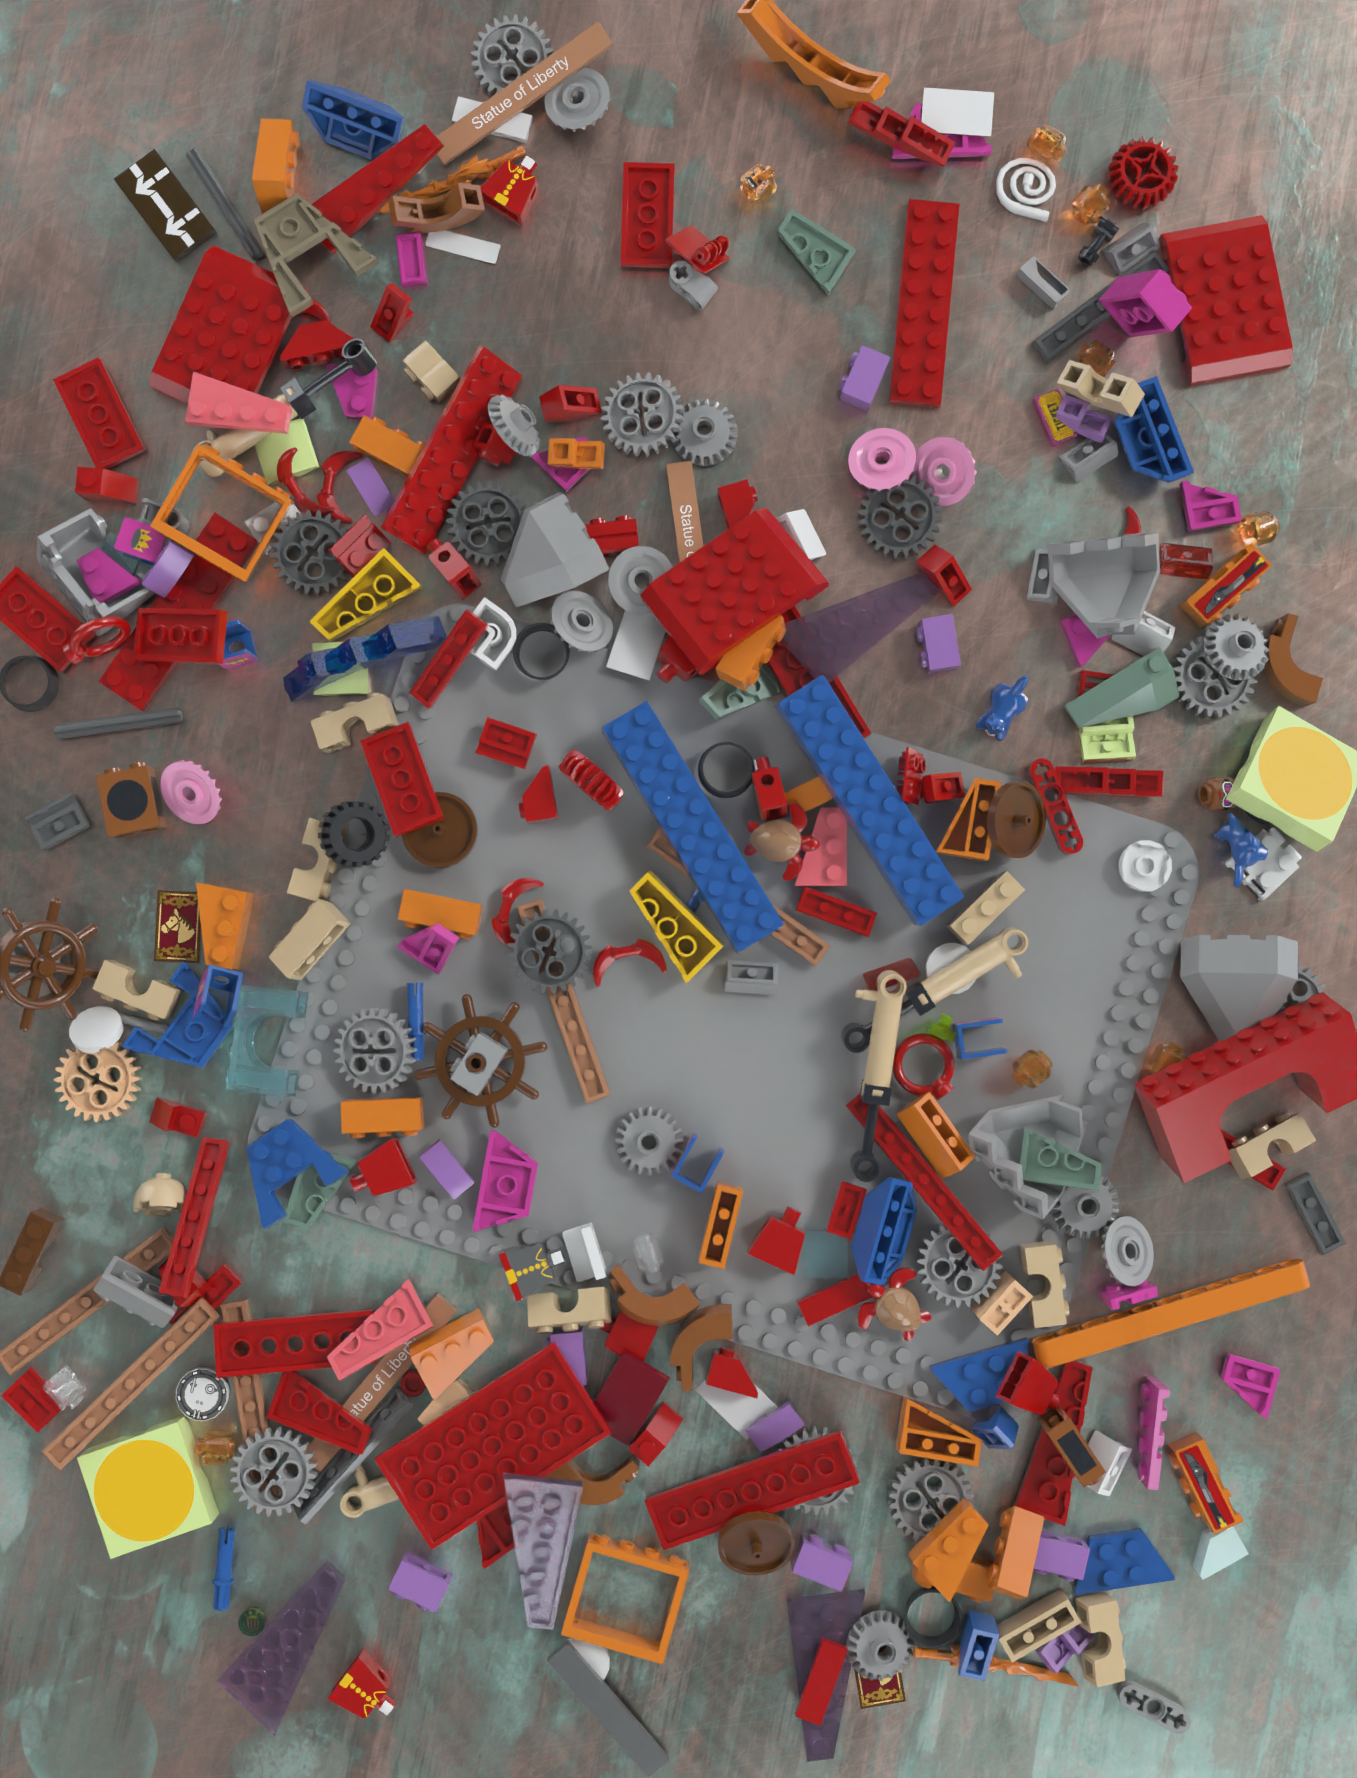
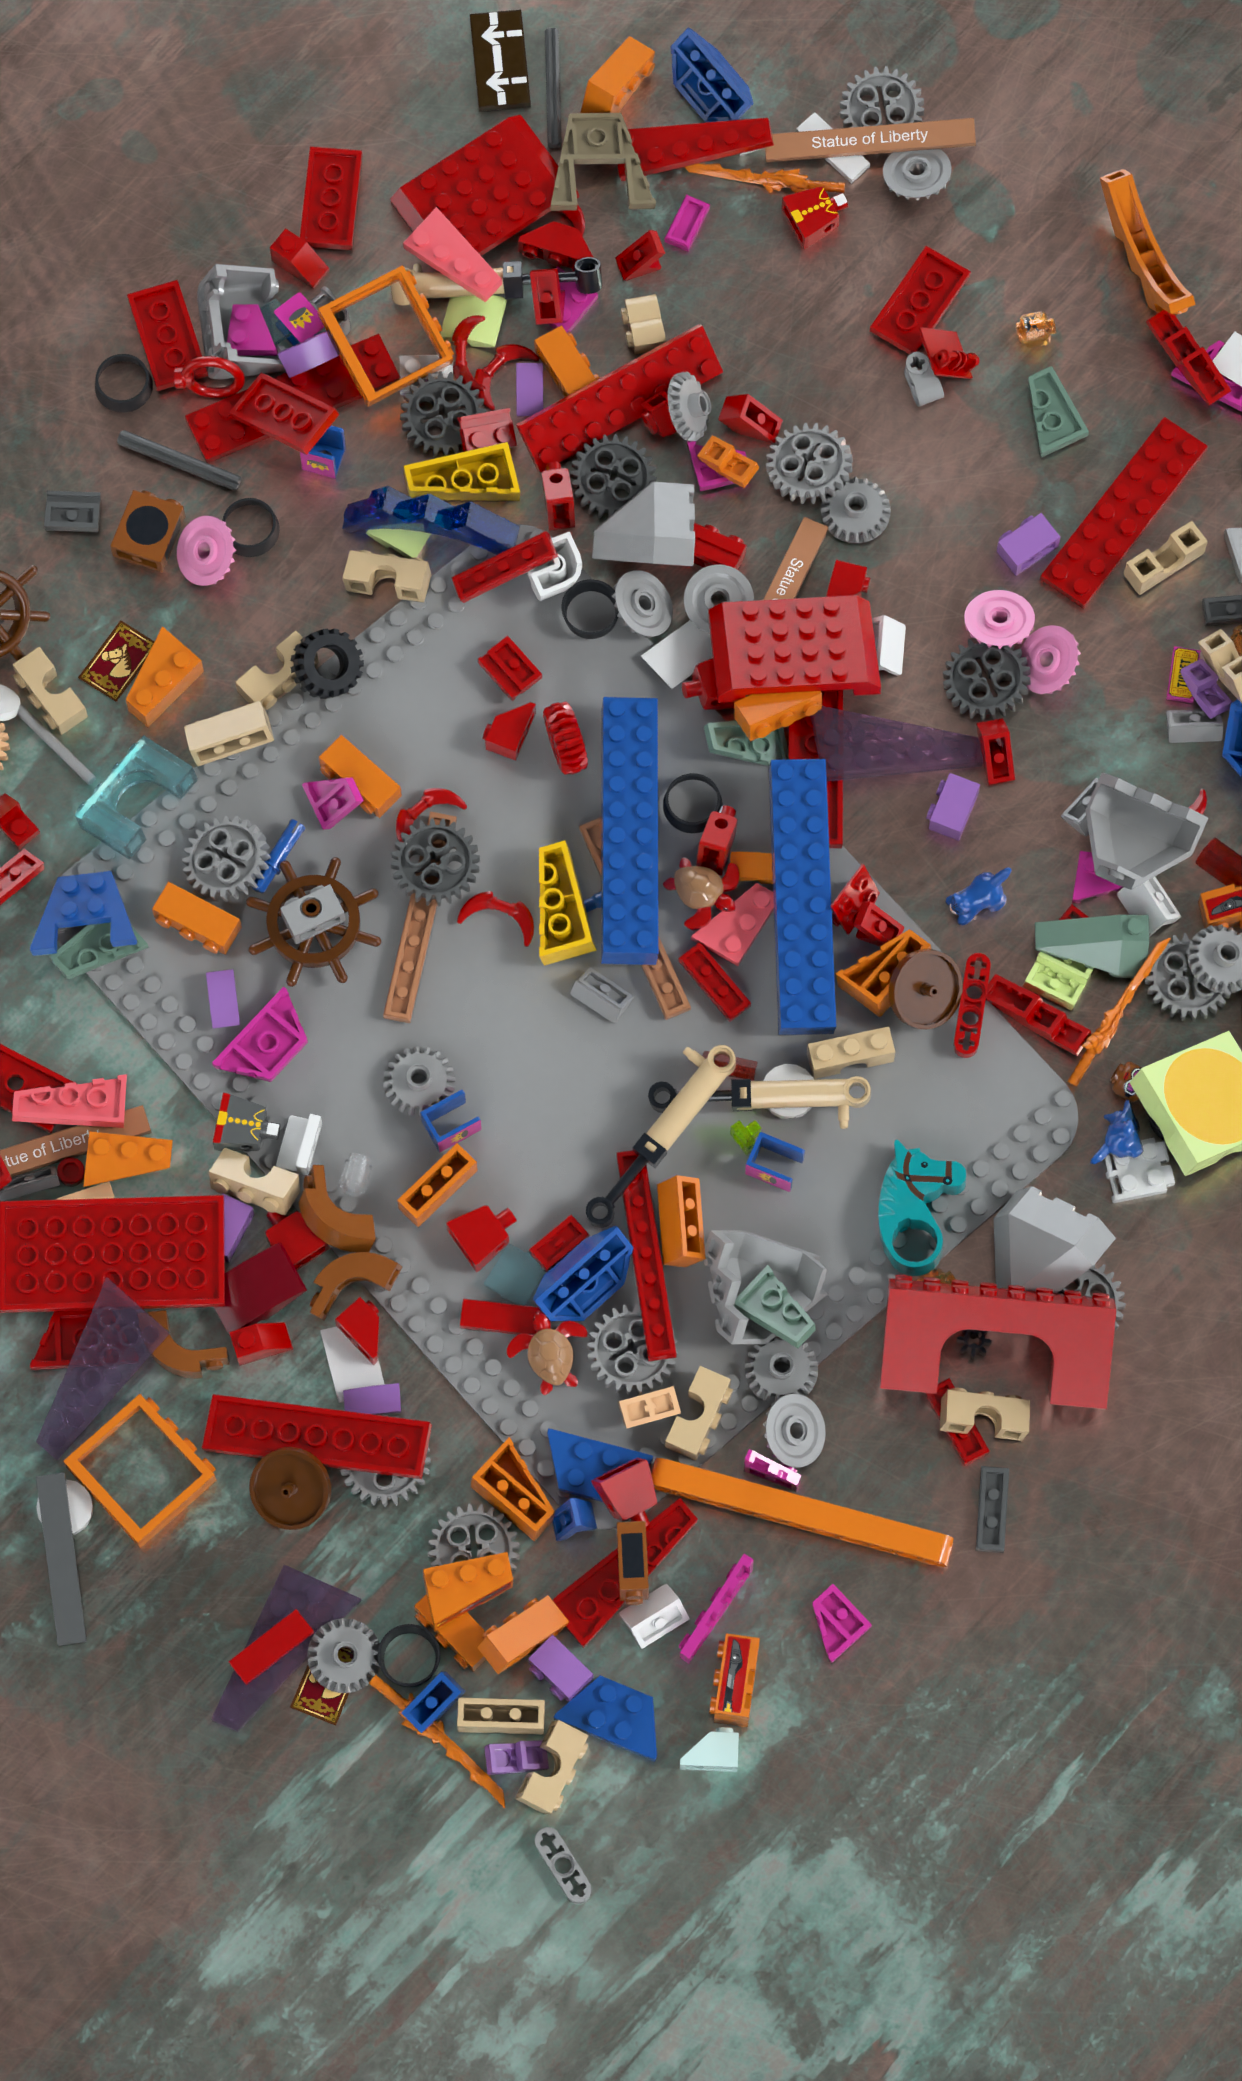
camera: 30 degrees right, 15 degrees down
(186, 1038) = (75, 753): blue wing -> none
(232, 986) = (132, 735): blue piece -> none
(238, 747) = (259, 548): none -> black tyre
(336, 396) = (547, 296): none -> red slope
(384, 1170) = (167, 965): red torso -> none
(402, 779) = (398, 644): red plate -> none
(438, 213) = (735, 198): dark orange arch -> none
(446, 840) = (403, 708): reddish brown piece -> none
(464, 245) = (740, 236): white sticker -> none
(822, 1562) = (339, 1545): medium lavender brick -> none
(939, 1087) = (712, 1186): red piece -> none
(986, 323) = (1180, 549): none -> tan arch
(1031, 1068) = (806, 1217): clear orange head -> none
(1096, 996) = (906, 1189): none -> teal animal
(1145, 866) = (1022, 1104): white tile -> none
(1174, 762) = (1102, 1036): none -> orange sword

